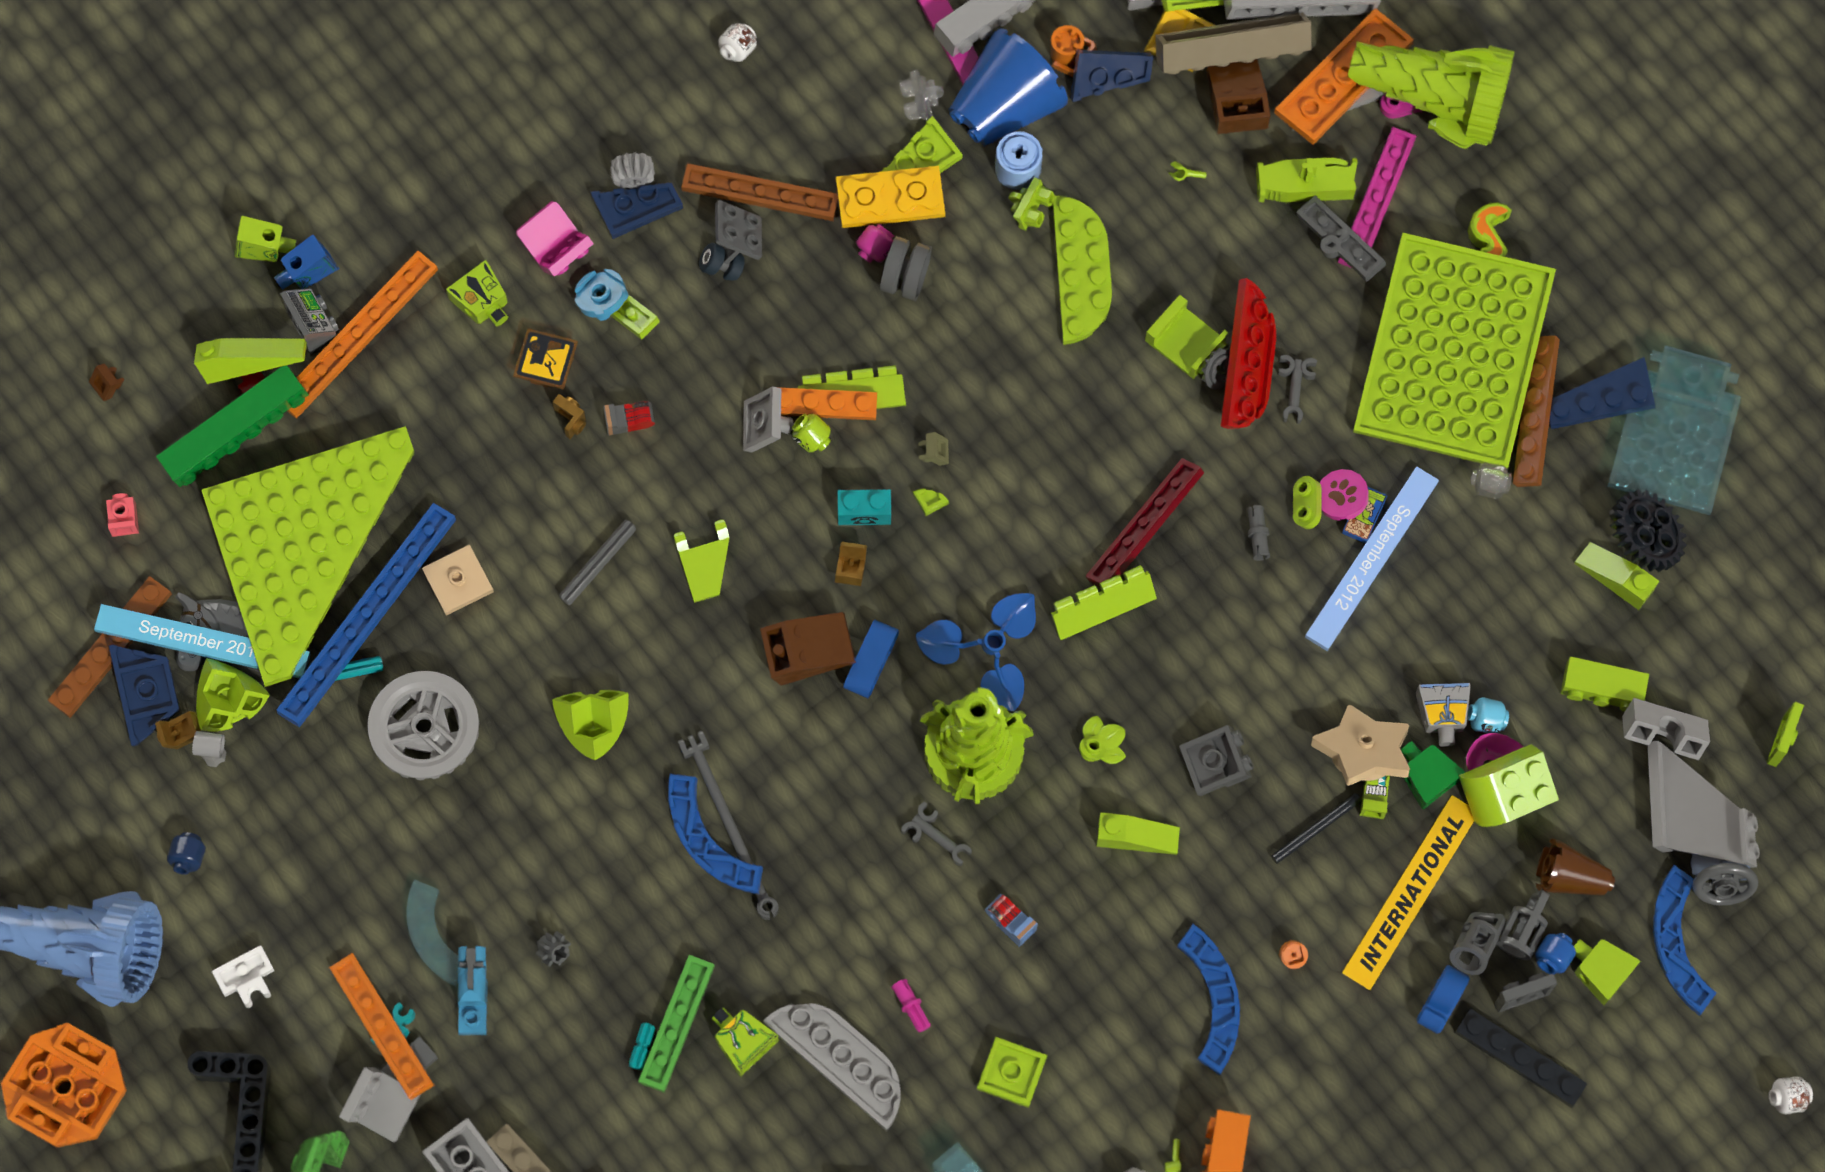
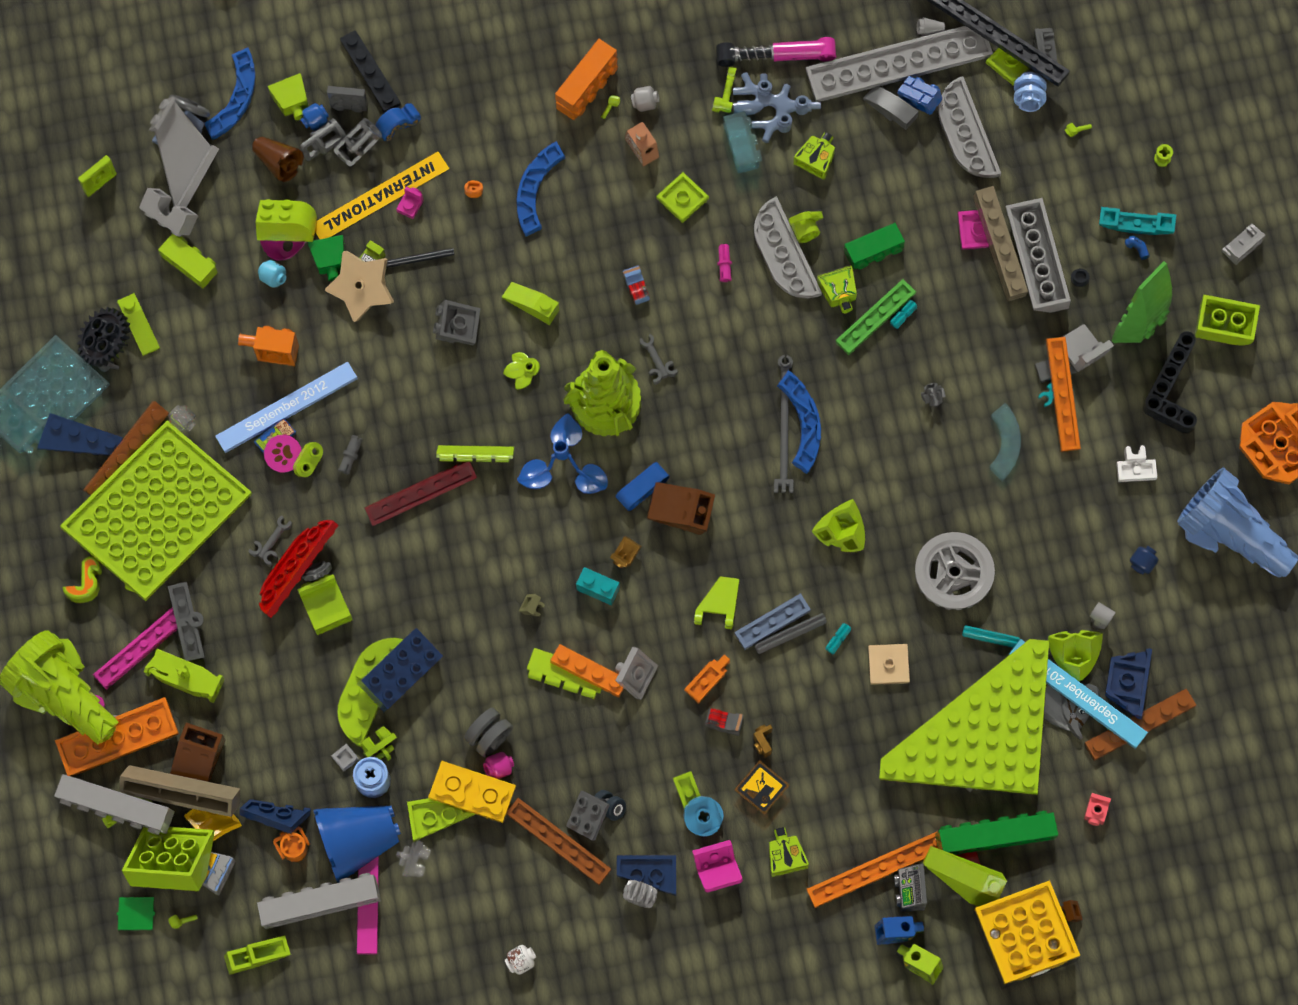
camera: 150 degrees left, 0 degrees up
(147, 320) = (1025, 934): none -> yellow piece
(178, 731) = (1117, 643): pearl gold bracket -> none
(366, 615) = (960, 662): blue plate -> none
(472, 991) = (996, 391): dark azure plate -> none
(534, 587) = (837, 640): none -> teal piece
(626, 564) = (772, 621): none -> sand blue plate
(673, 459) = (707, 679): none -> orange hinge
(722, 1119) = (874, 246): none -> green brick
(811, 432) = (607, 652): lime head -> none
(827, 1104) = (805, 225): none -> lime piece
(930, 500) = (551, 575): lime tile -> none
(1051, 293) = (399, 669): none -> dark blue brick
(1064, 177) = (345, 757): none -> light grey tile
(1104, 1119) = (640, 141): none -> nougat torso
(1182, 172) = (266, 721): lime hand -> none
(1365, 897) = (410, 202): none -> dark pink bracket
(1431, 617) = (272, 345): none -> orange brick
(1444, 709) = (296, 290): torso -> none

